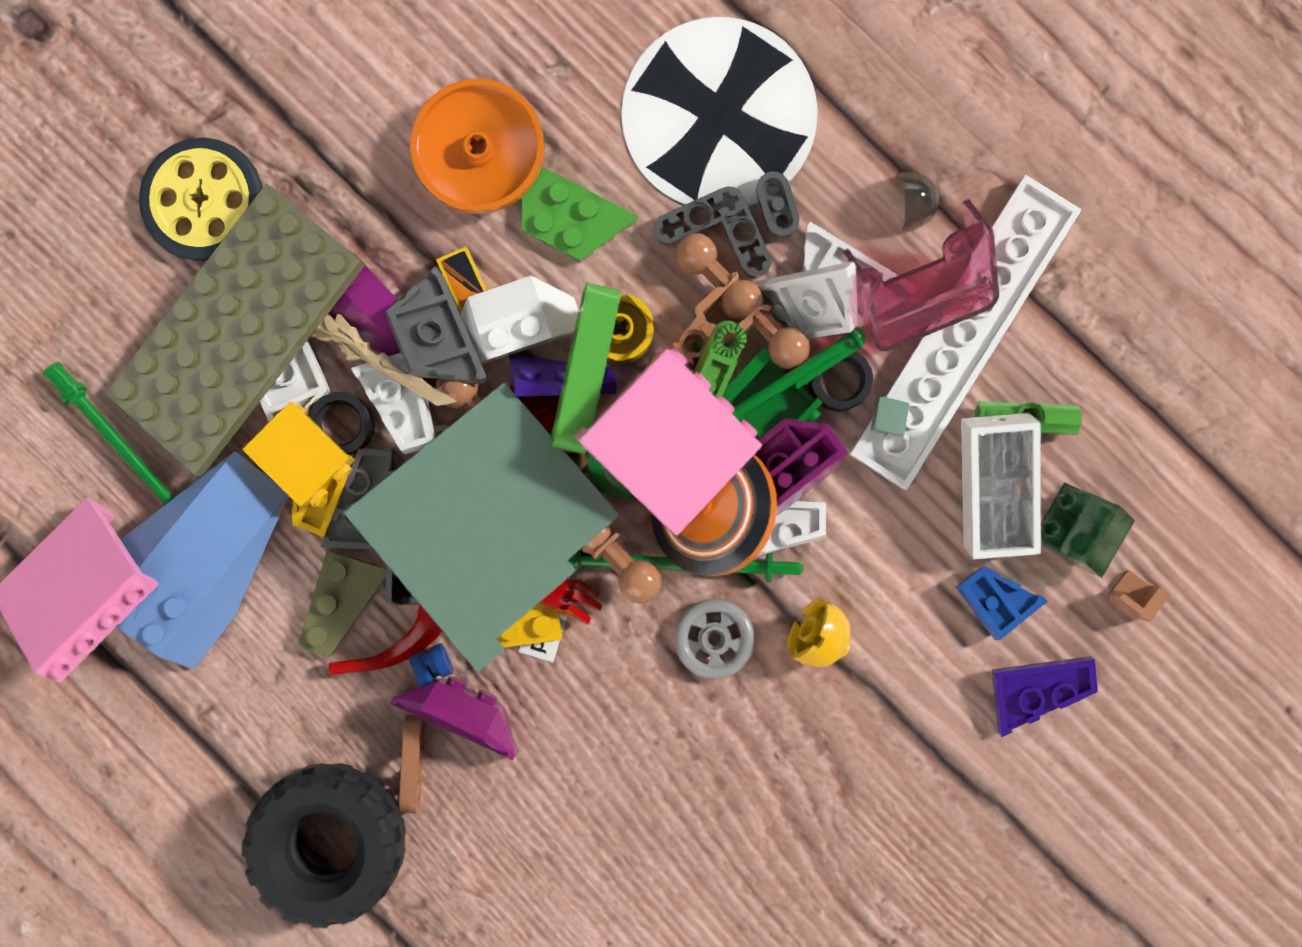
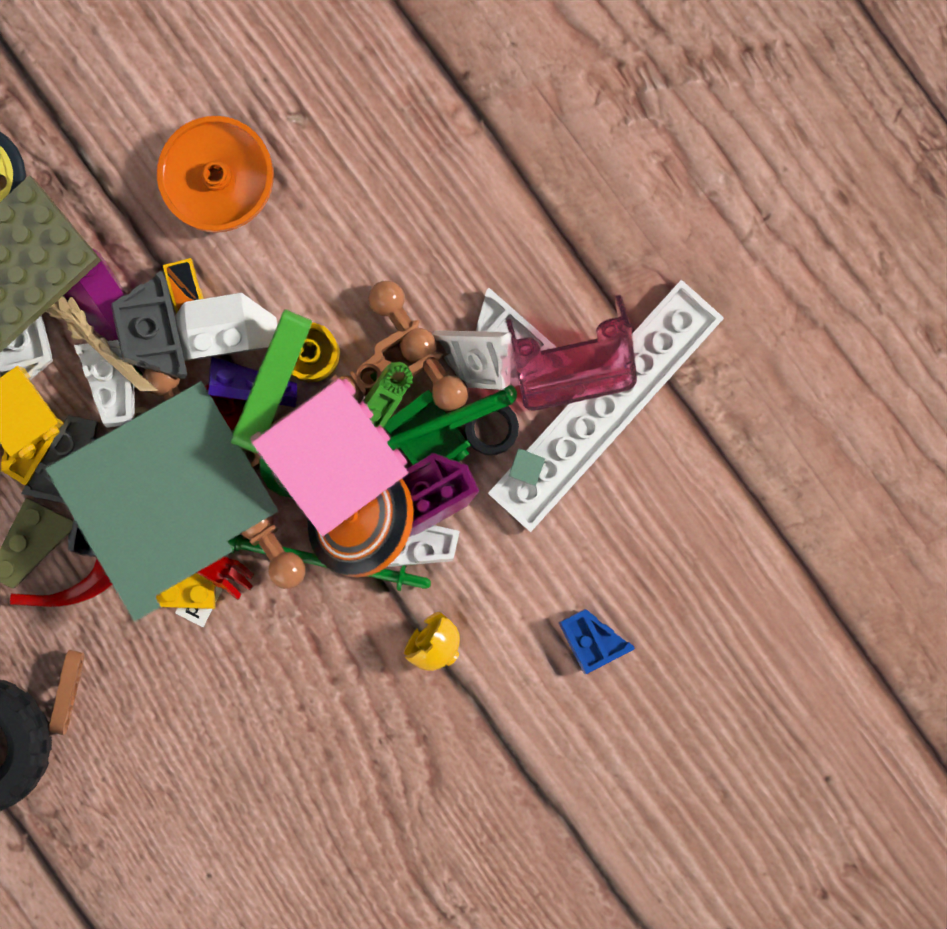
camera: 10 degrees right, 0 degrees up
(365, 414) = (77, 381): black tyre -> none
(431, 664) = (98, 610): blue wheel -> none
(462, 713) = (117, 655): magenta wedge -> none
(571, 216) = (285, 247): bright green wing -> none
(715, 667) = (332, 609): light grey plate -> none
(718, 110) = (430, 180): sticker -> none
(728, 219) = (420, 274): dark grey beam -> none
(777, 206) = (465, 268): dark grey plate -> none
(920, 199) = (586, 285): clear smoke helmet -> none
(1001, 485) = (609, 542): brick -> none
(1035, 689) = (615, 722): dark purple wing -> none
(1052, 418) = (664, 492): bright green piece -> none
(1084, 529) = (676, 592): clear green slope -> none
(1138, 596) = (713, 657): nougat panel -> none

